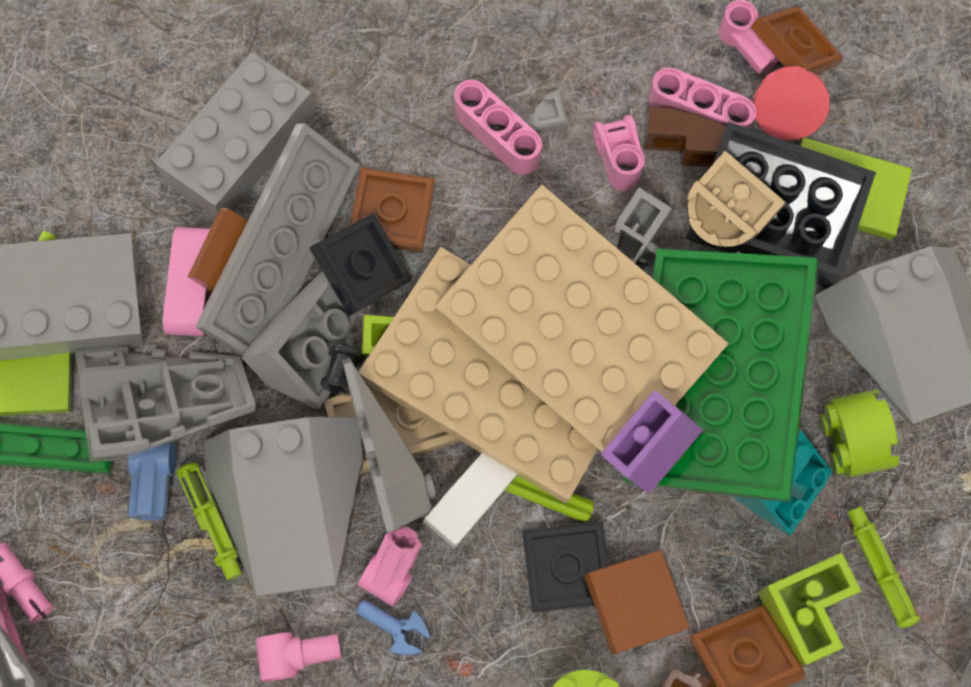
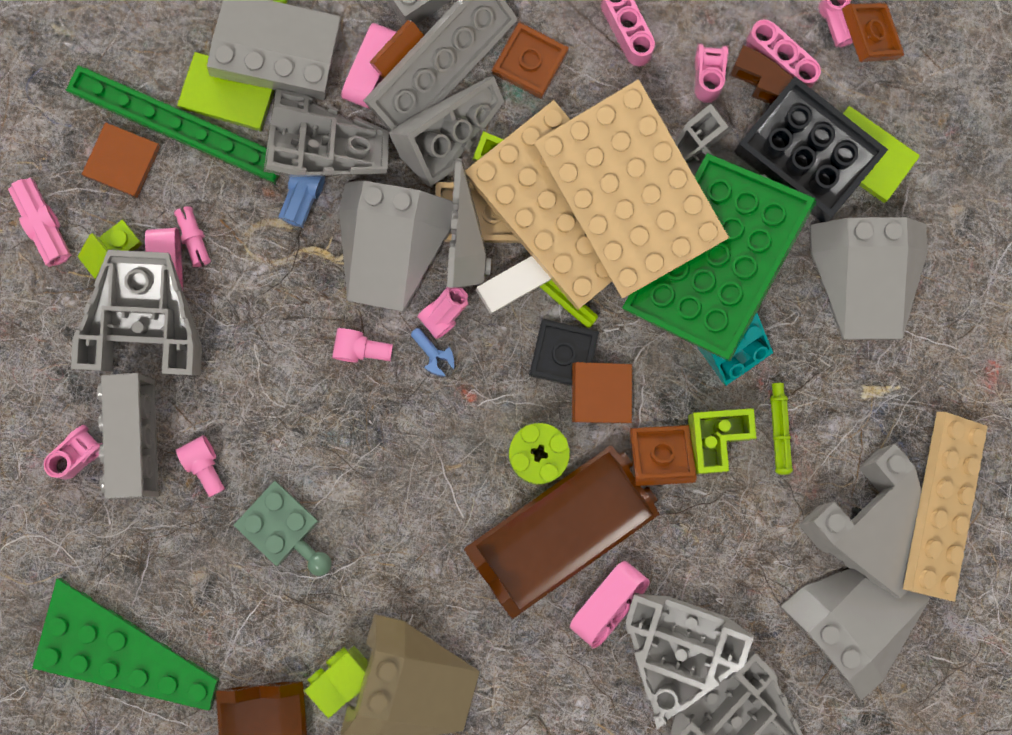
camera: 20 degrees right, 10 degrees up
(210, 519) = (332, 237): lime piece -> none
(336, 379) = (448, 169): black bush -> none
(360, 264) = (494, 93): black tile -> none
(549, 114) = (669, 26): light grey tile -> none
(651, 442) = (649, 288): medium lavender brick -> none
(731, 203) = (771, 138): tan slope -> none
(791, 103) = (849, 77): coral tile -> none
(860, 434) = (801, 332): lime brick -> none

